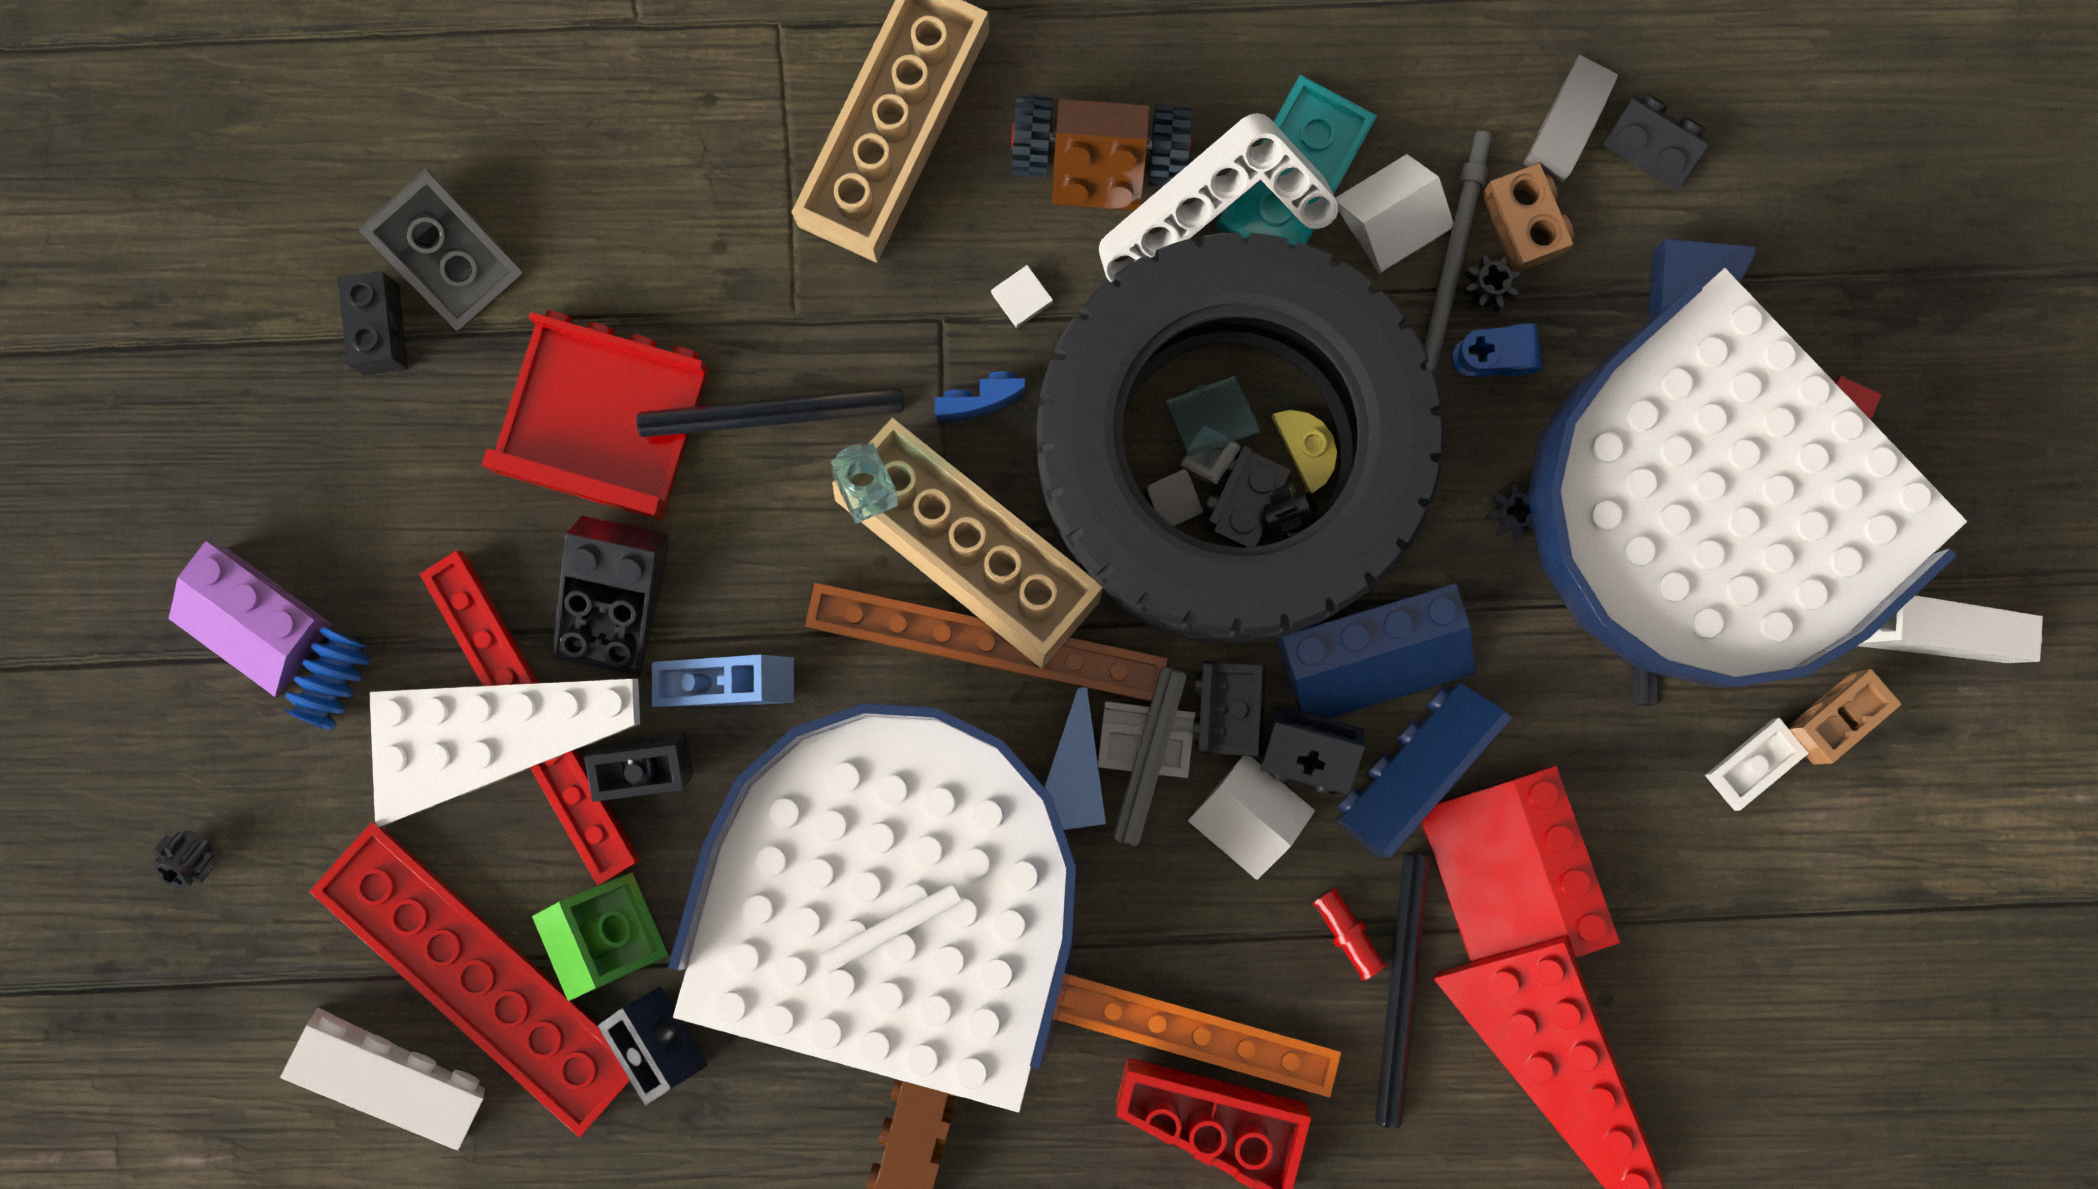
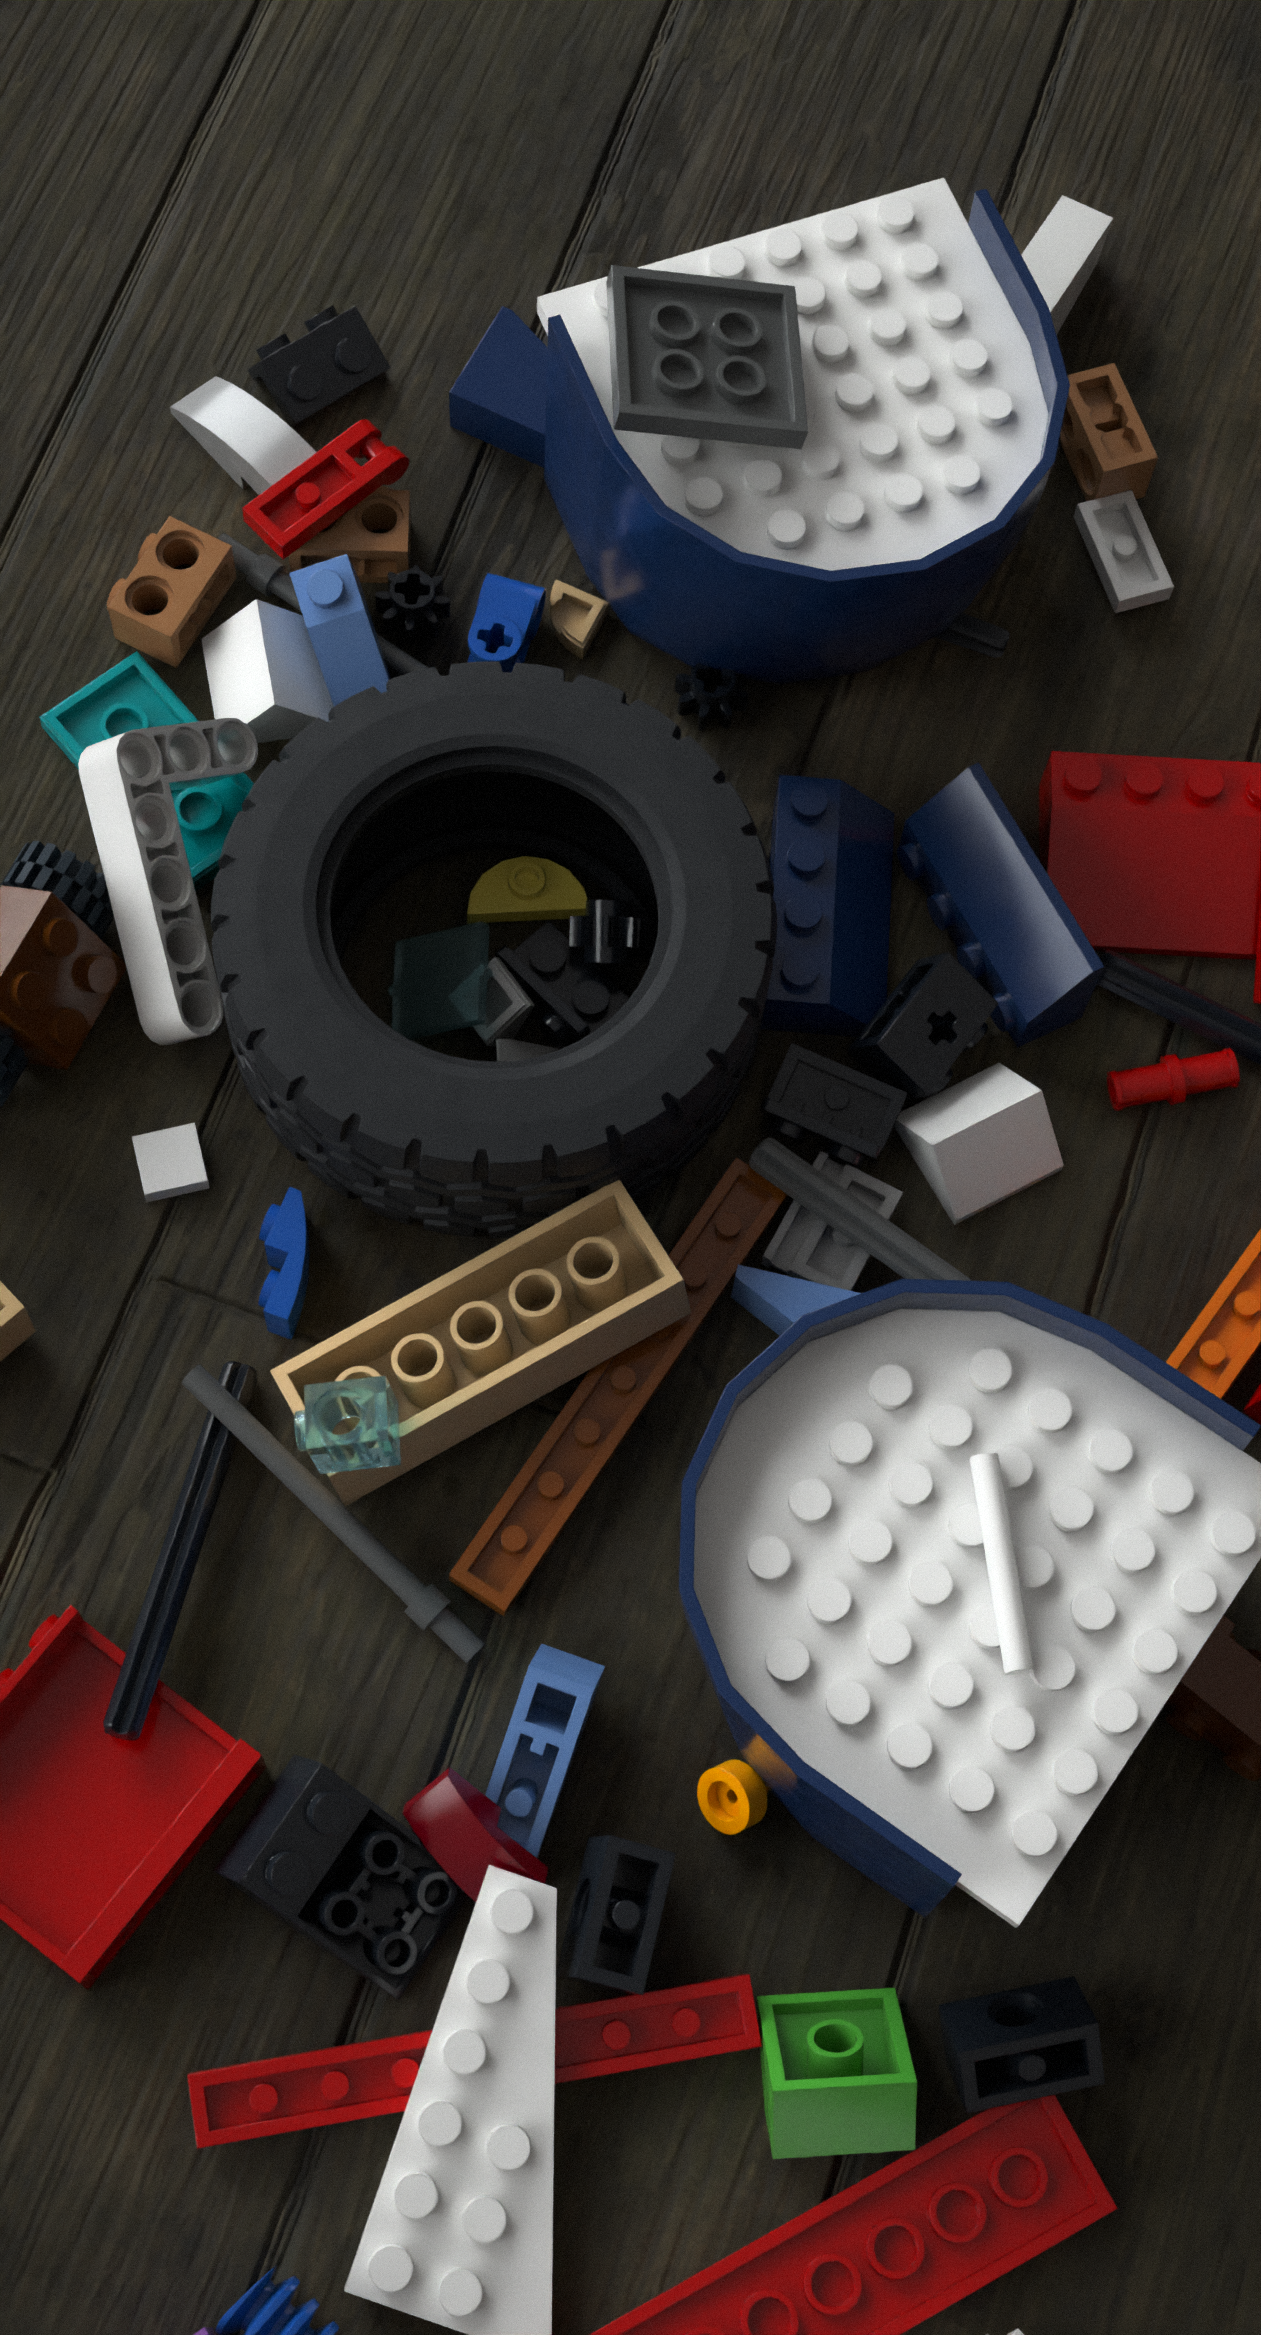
camera: 75 degrees left, 15 degrees down
(655, 654) = (463, 1833): none -> dark red slope
(793, 576) = (425, 1604): none -> dark grey bar
(1430, 131) = (183, 595): none -> medium nougat brick
(1434, 252) = (340, 628): none -> medium blue slope
(1534, 397) = (576, 617): none -> tan tile
(1544, 186) = (324, 488): none -> red plate
(1711, 405) = (705, 357): none -> dark grey plate

